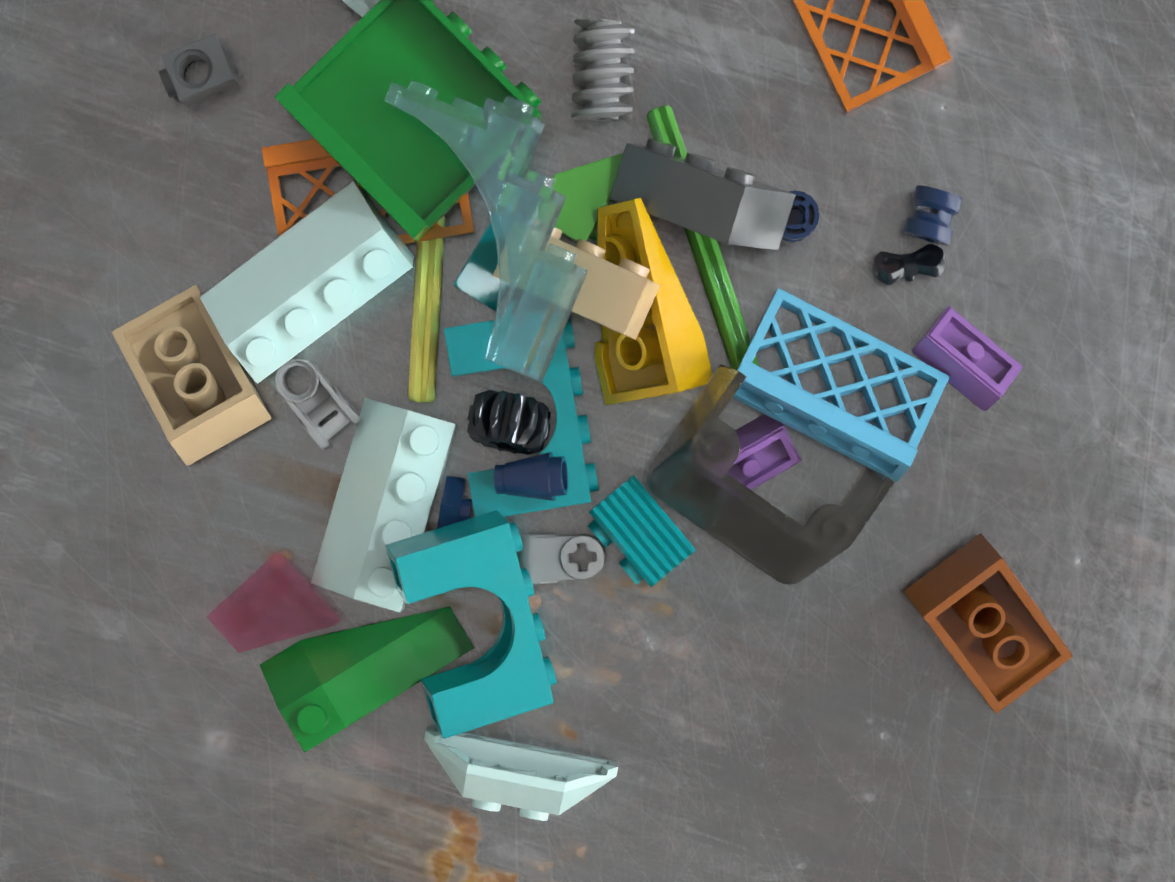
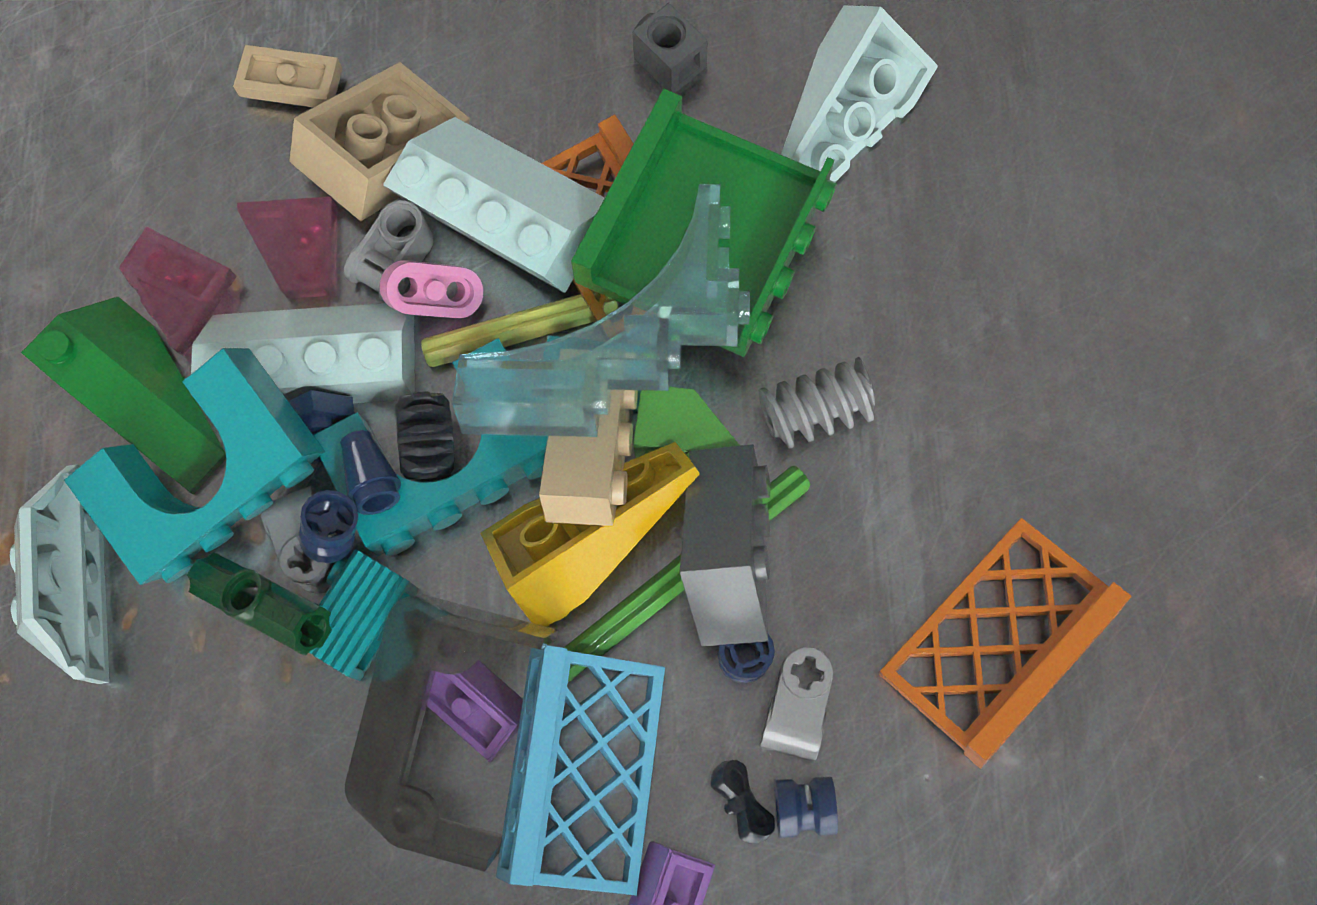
camera: 70 degrees right, 15 degrees down
(90, 443) = (287, 76): none -> tan plate
(265, 486) = (296, 242): none -> clear pink wing
(370, 383) = (429, 289): none -> bright pink plate
(564, 515) = (330, 514): none -> dark blue wheel
(623, 588) = (260, 603): none -> dark green piece
(858, 193) = (797, 714): none -> light grey piece

